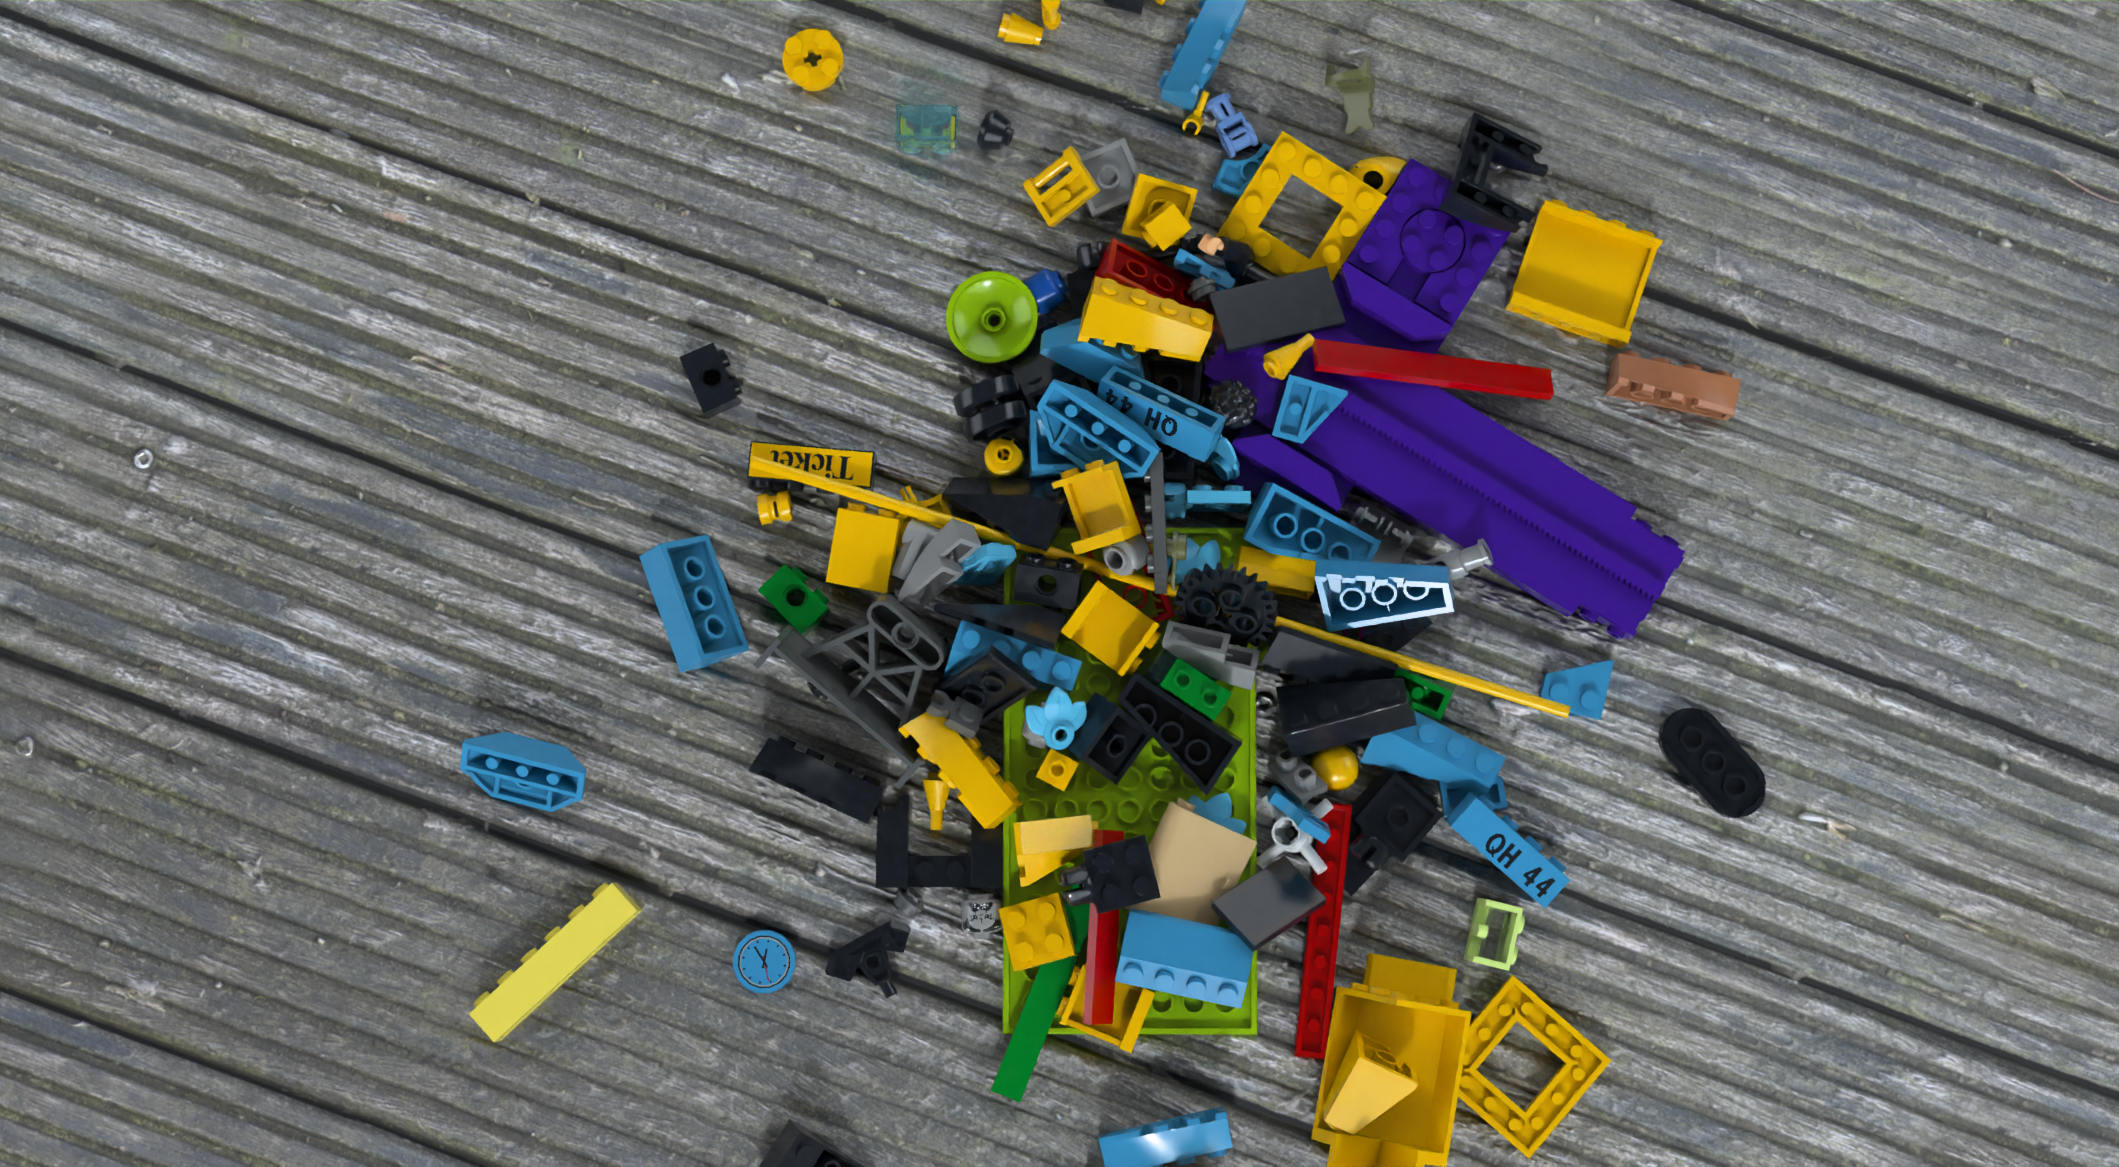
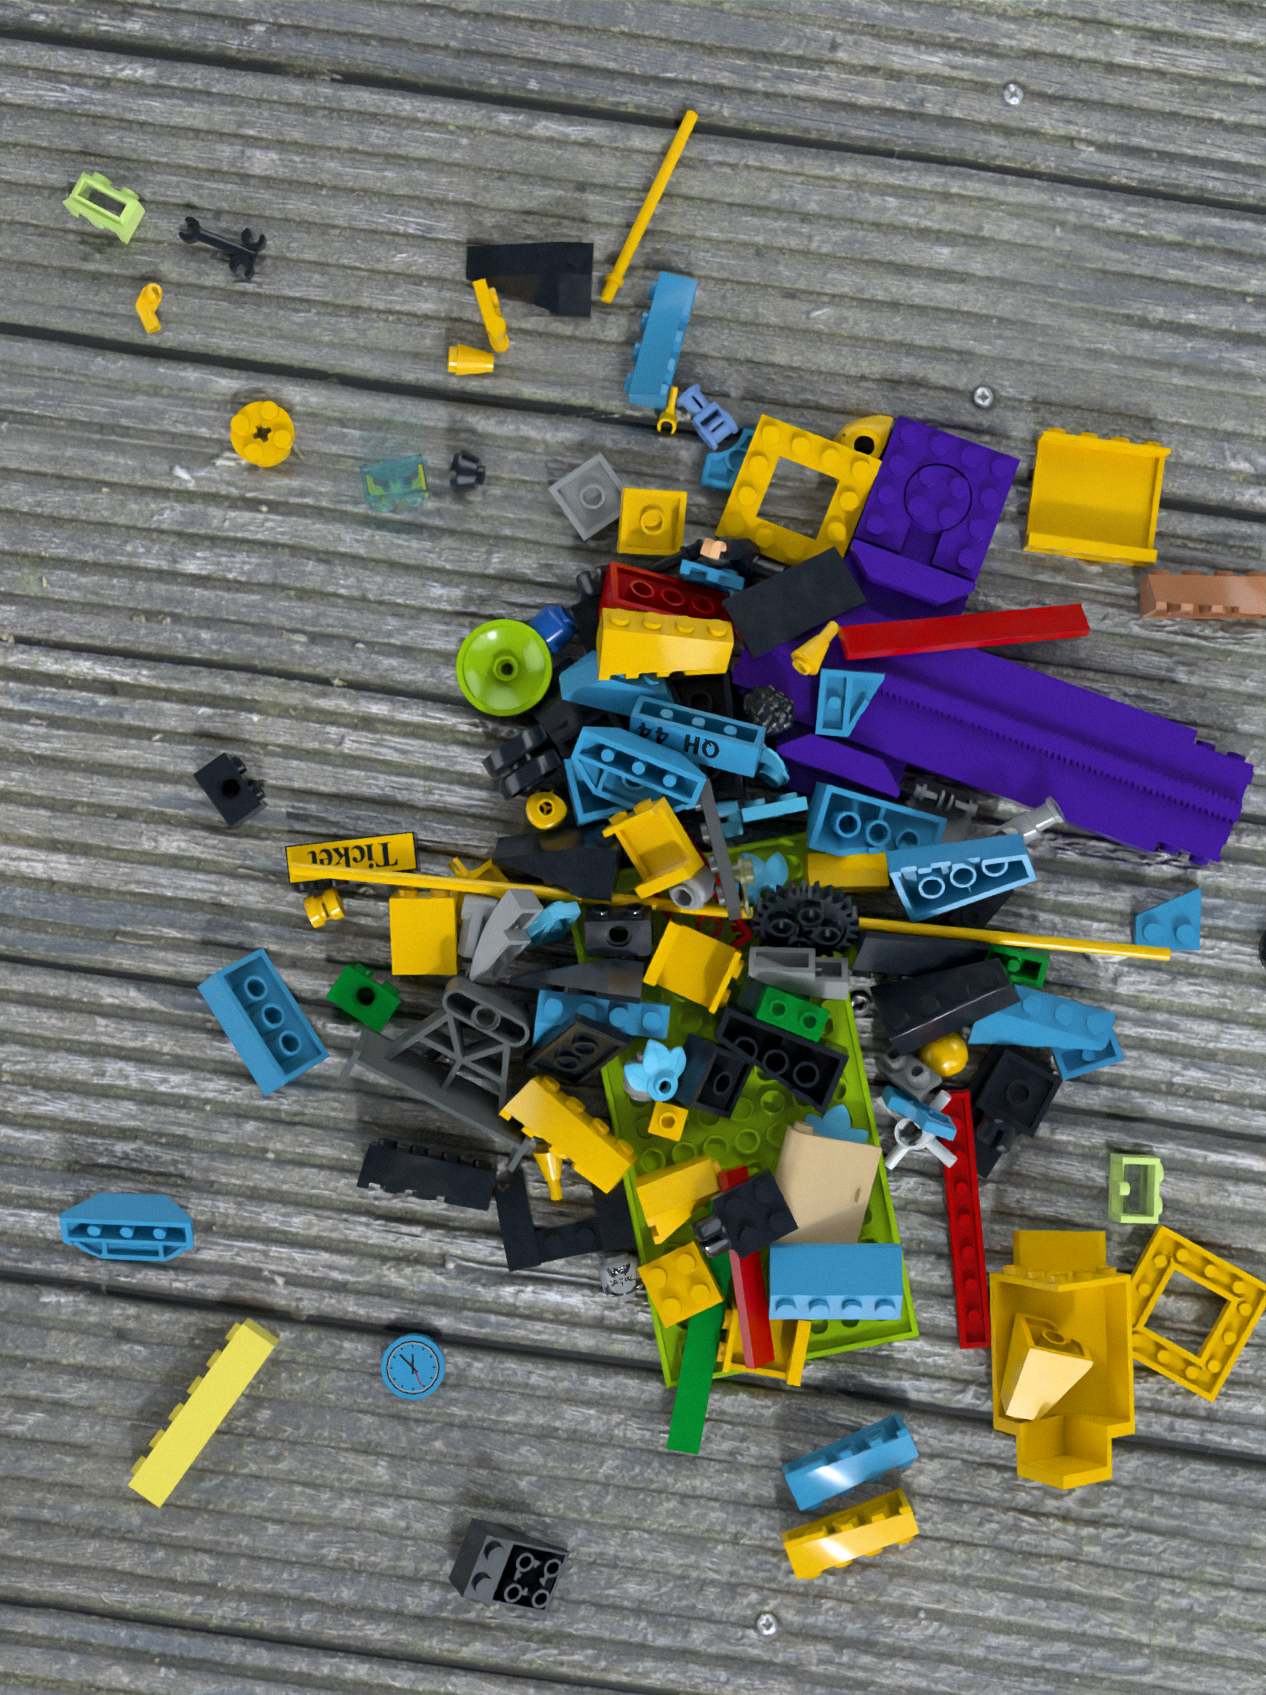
camera: 20 degrees left, 5 degrees up
(870, 955) = (518, 1339): black piece -> none
(908, 901) = (545, 1277): dark grey plate -> none
(959, 713) = (557, 1082): dark grey plate -> none
(1067, 193) = (553, 524): yellow plate -> none
(1164, 226) = (661, 538): yellow brick -> none
(1201, 288) = (713, 596): dark grey plate -> none
(1268, 903) = (906, 1208): black tile -> none
(1356, 89) = (828, 352): olive hair -> none
(1465, 194) = (963, 445): black wedge -> none
(1507, 849) = (1133, 1102): dark azure brick -> none

